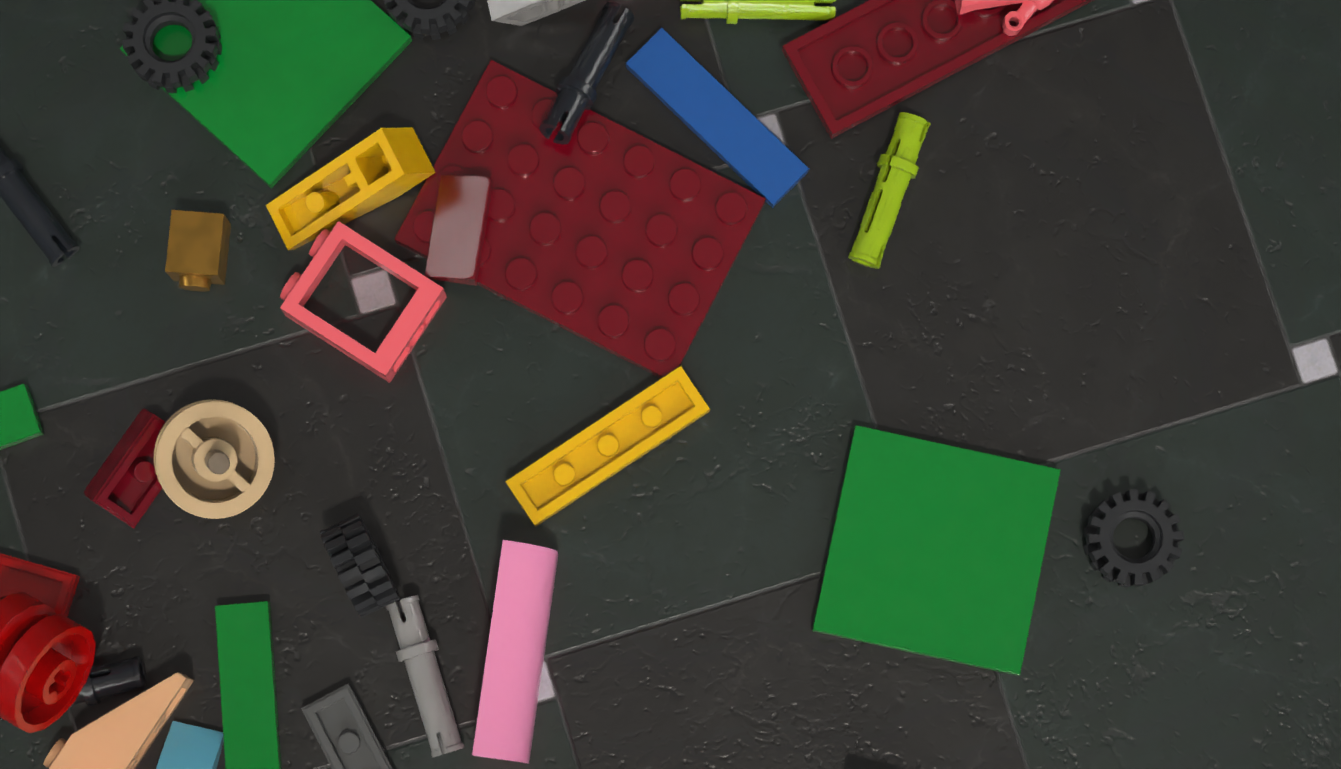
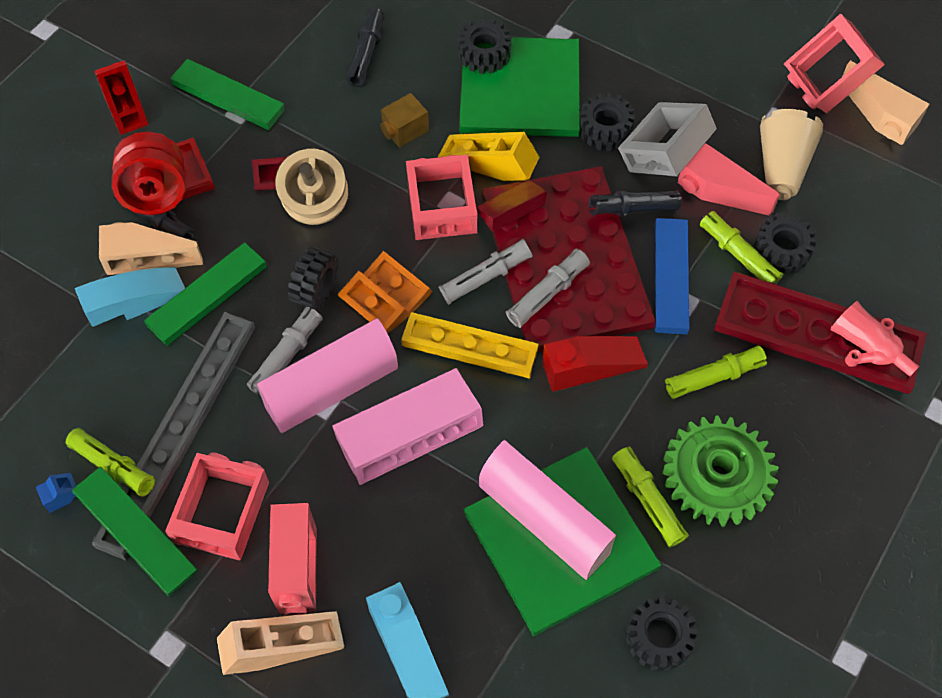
camera: 55 degrees right, 20 degrees down
(442, 487) = (385, 292): none -> orange slope
(541, 282) = (486, 271): none -> light grey pin
(622, 291) = (558, 278): none -> light grey pin
(656, 608) = (408, 426): none -> bright pink brick
(752, 317) = (590, 359): none -> red slope
(906, 548) = (546, 510): none -> bright pink brick
(961, 406) = (646, 491): none -> lime pin
(1019, 265) = (715, 494): none -> bright green gear

